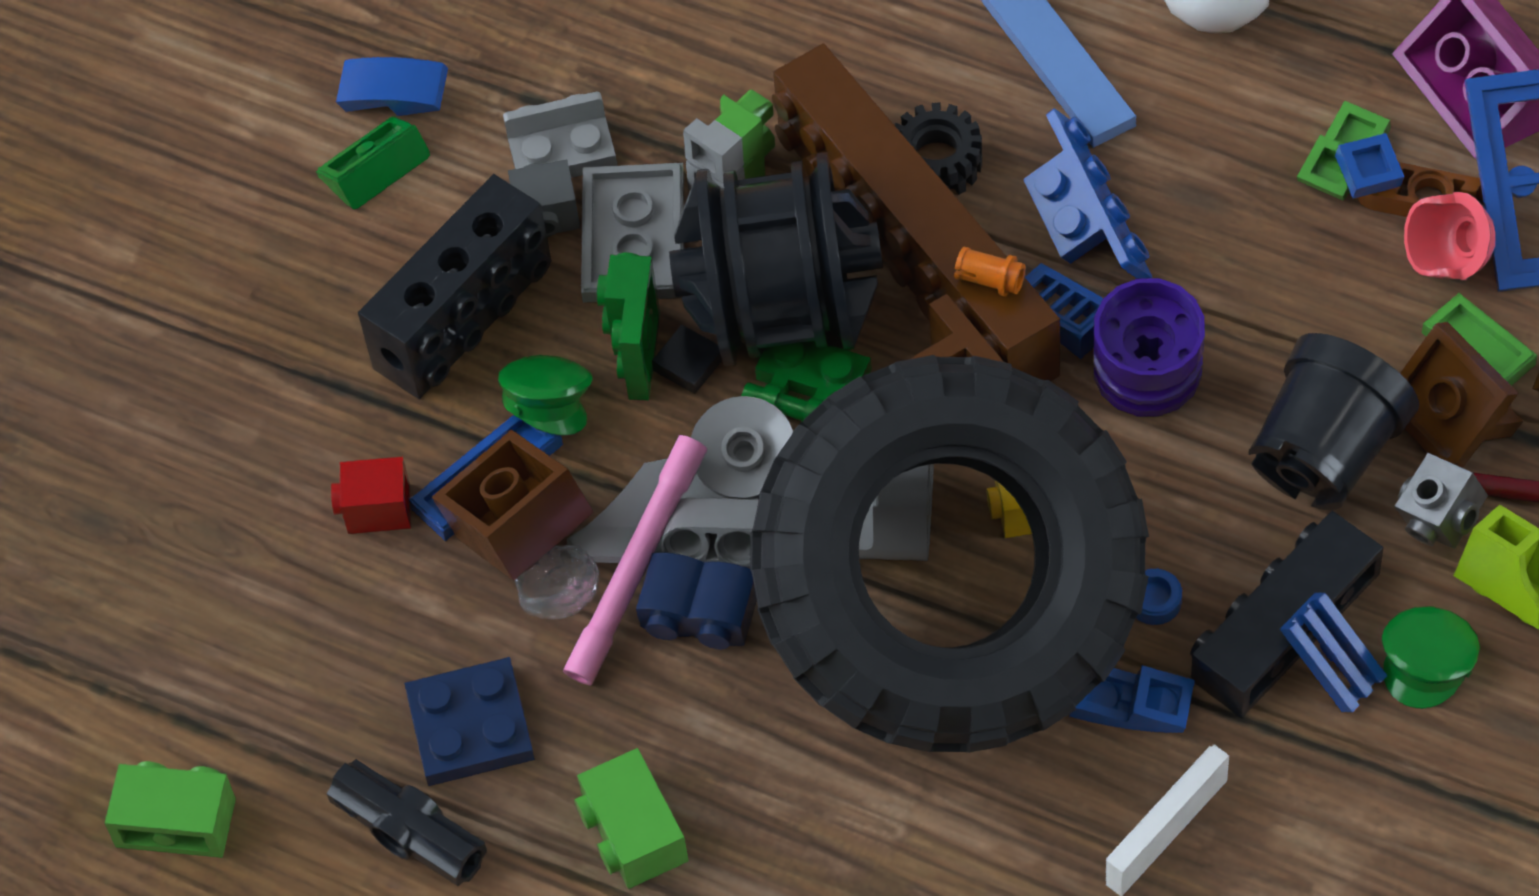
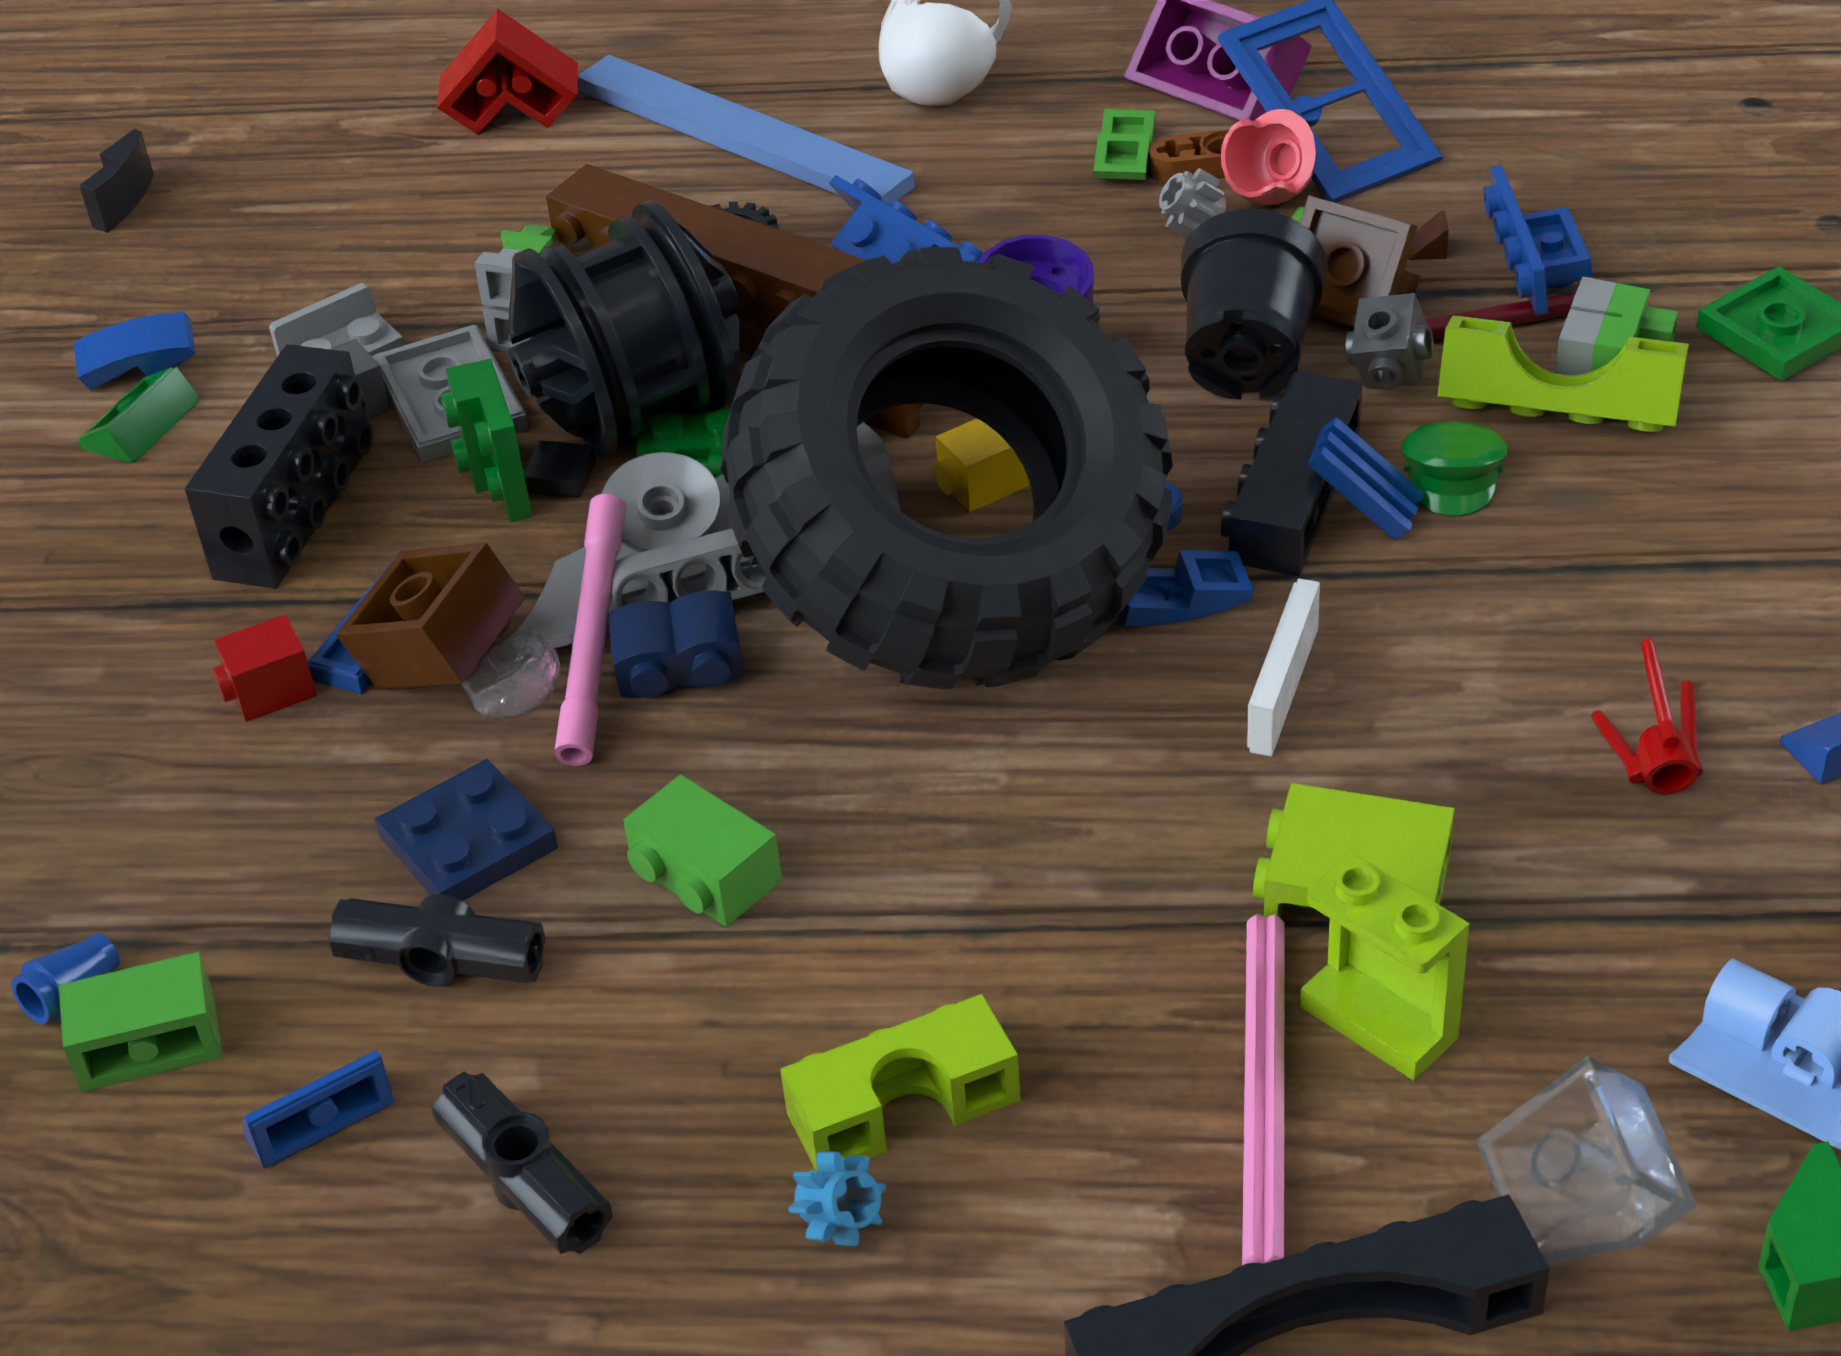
camera: 25 degrees left, 15 degrees down
(132, 743) = (40, 978): none -> blue cone
(546, 393) = (417, 523): green piece -> none
(991, 271) = (839, 259): orange pin -> none
(1360, 258) = (1190, 200): none -> light grey gear
(1369, 165) = (1161, 132): blue plate -> none

